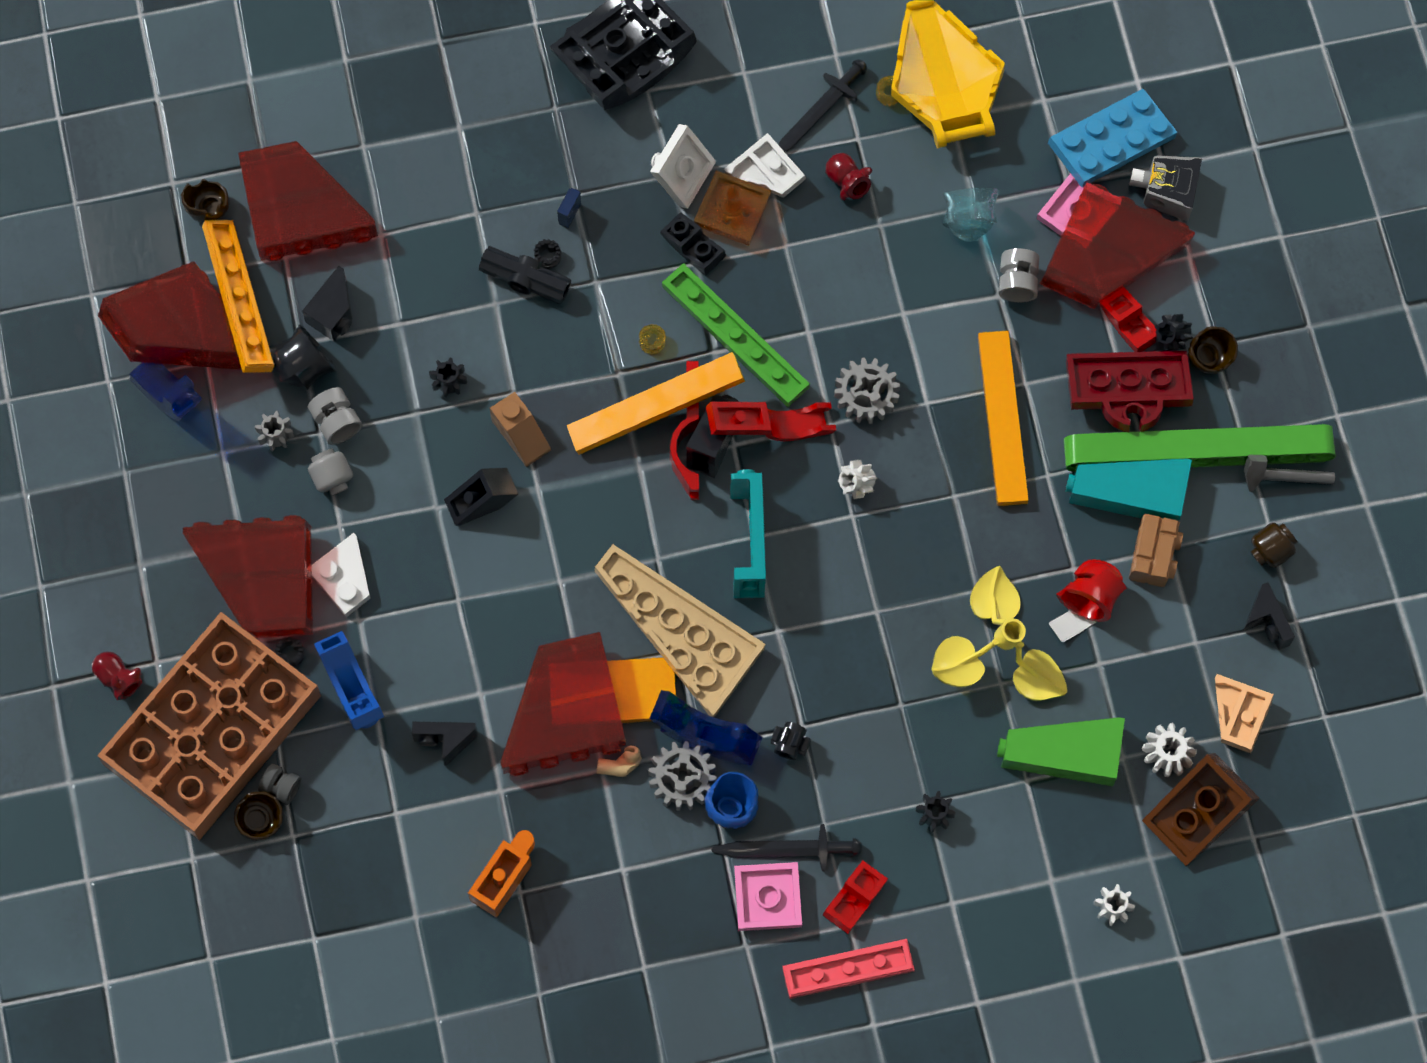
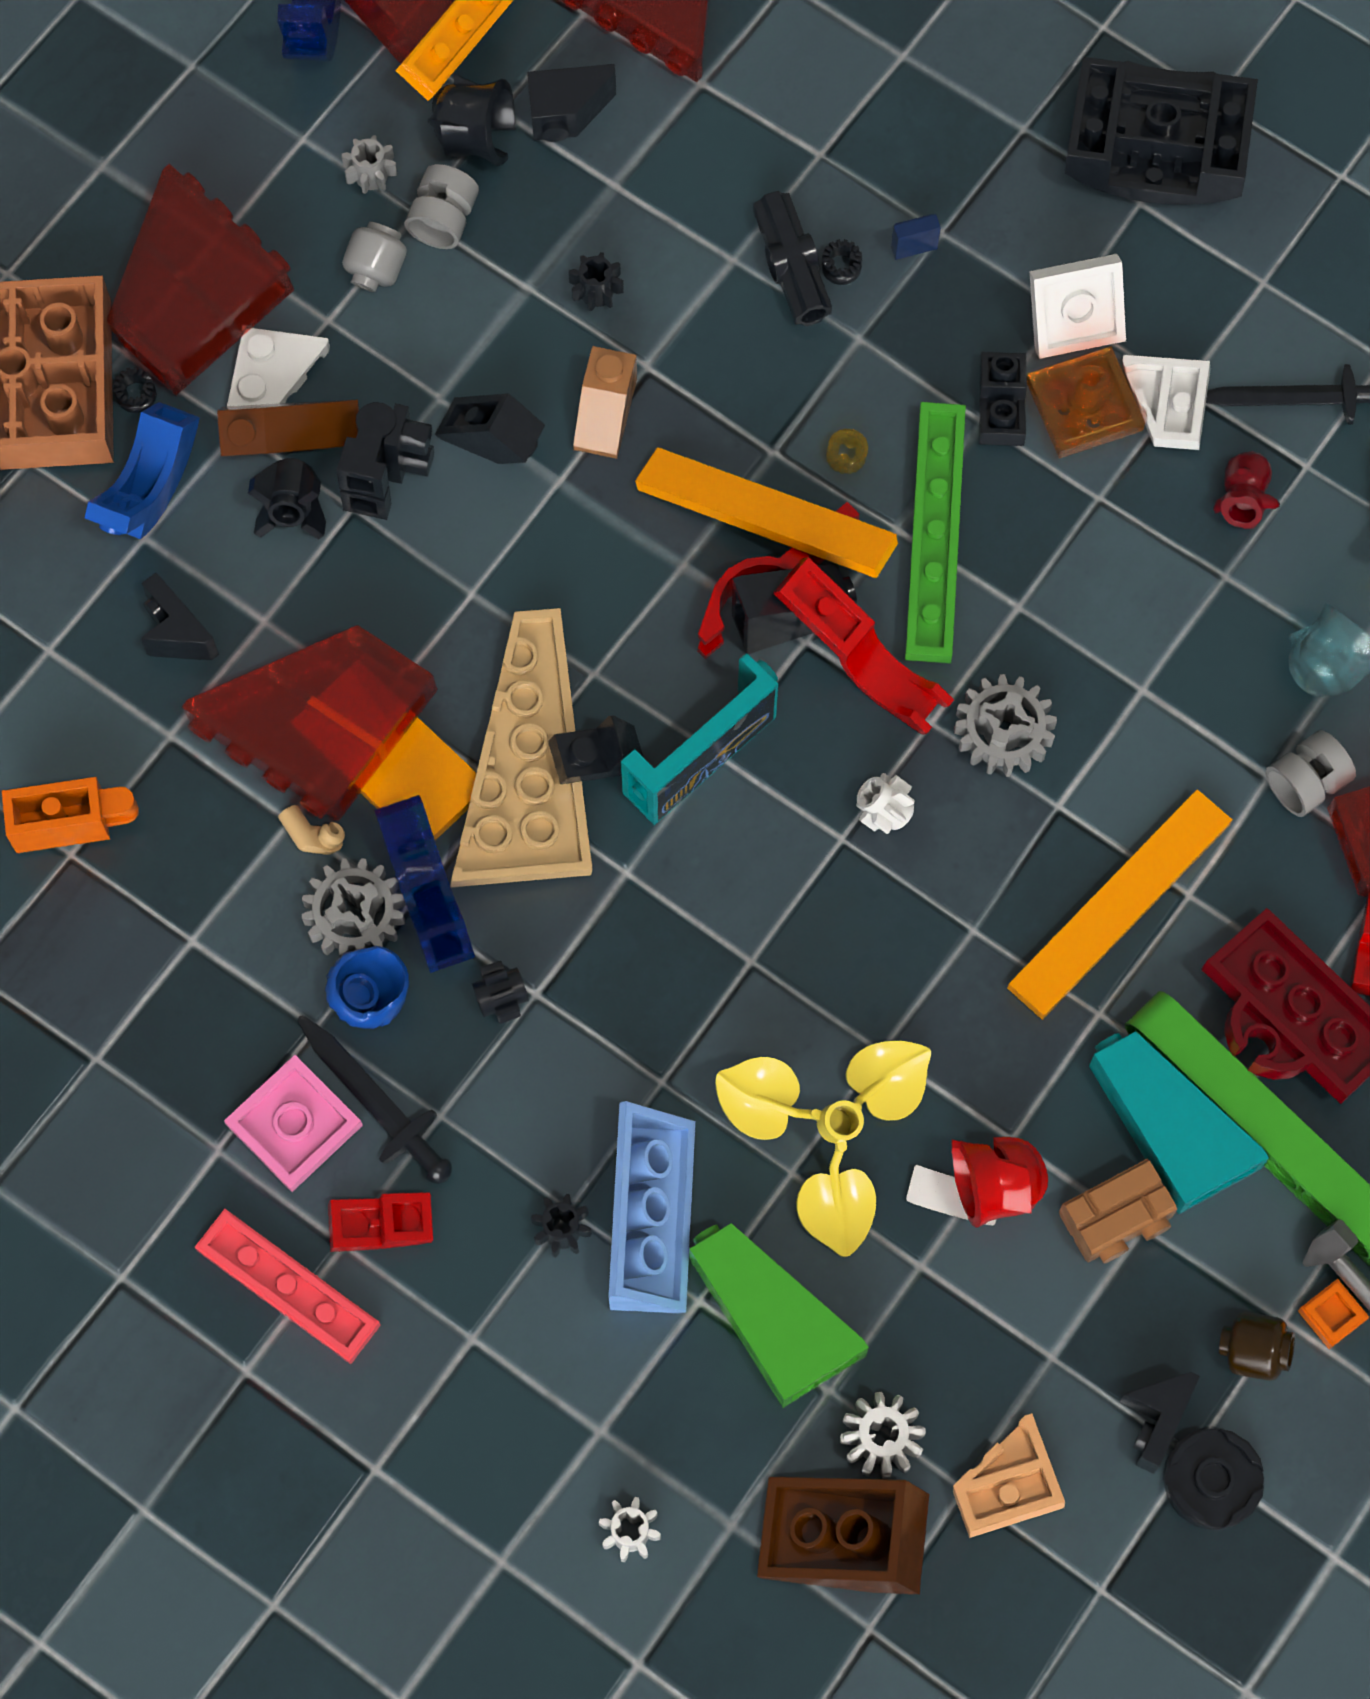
camera: 50 degrees right, 0 degrees up
(386, 593) = (286, 426): none -> reddish brown slope
(428, 623) = (289, 497): none -> black brick
(446, 558) = (381, 453): none -> black hips
(706, 591) = (593, 752): none -> black slope
(963, 764) = (651, 1211): none -> light blue slope
(1285, 499) = (1333, 1314): none -> orange tile
(1310, 626) = (1201, 1487): none -> black tile

